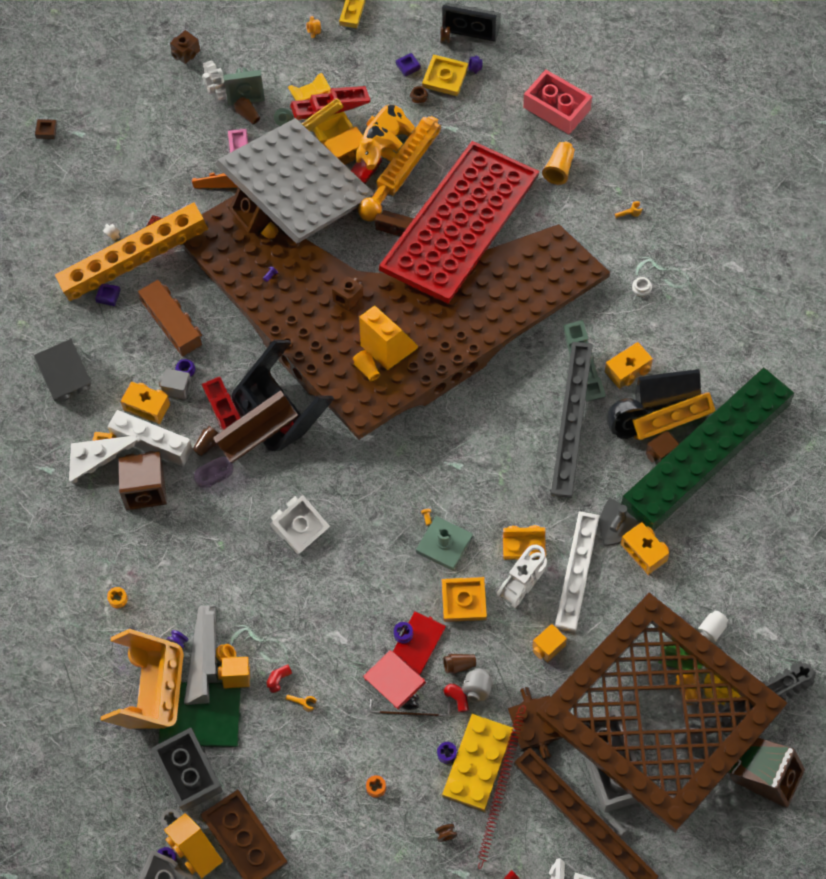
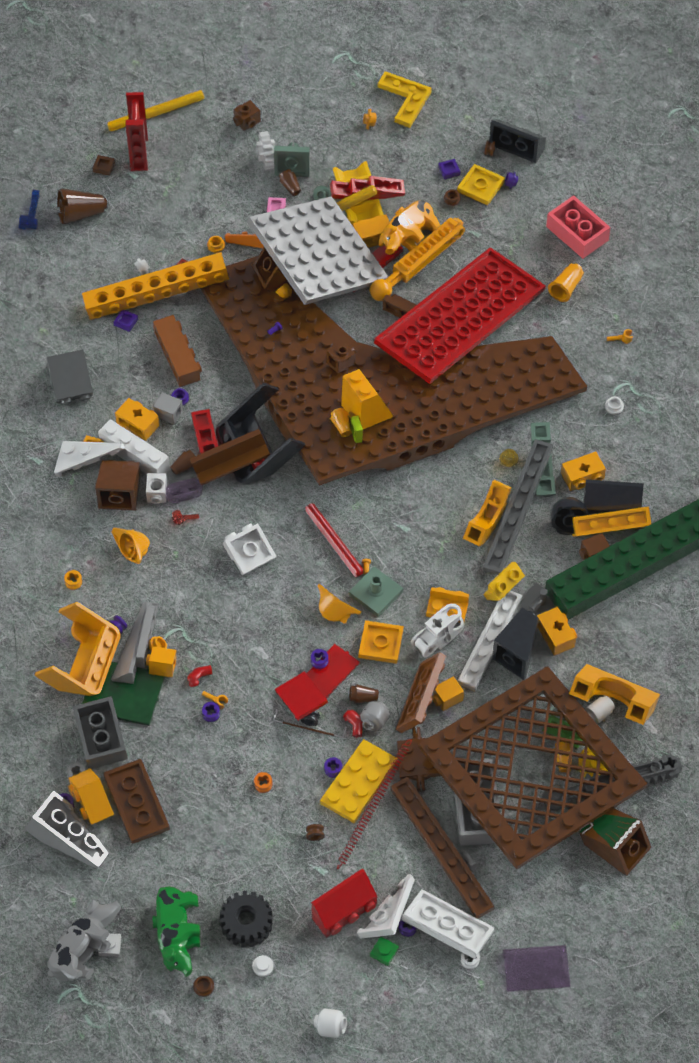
camera: 10 degrees right, 5 degrees down
(29, 178) = (78, 205): none -> reddish brown cone
(74, 86) = (136, 131): none -> red fence
(87, 59) = (160, 109): none -> yellow axle
(171, 544) = (131, 543): none -> light orange hat
(180, 469) = (156, 481): none -> white brick
(184, 188) = (218, 241): none -> light orange plate
(215, 504) = (178, 518): none -> clear red hand
(305, 723) = (211, 718): none -> dark purple bush
(385, 370) = (356, 428): none -> lime tile
(386, 494) = (334, 540): none -> axle
(405, 572) = (333, 608): none -> light orange hat
(521, 649) = (421, 692): none -> dark orange plate
(543, 434) = (486, 520): none -> light orange arch
(547, 361) = (509, 453): none -> clear yellow plate
(578, 507) = (504, 582): none -> yellow bracket
(609, 573) = (516, 643): none -> black slope
(750, 606) = (594, 681): none -> light orange arch

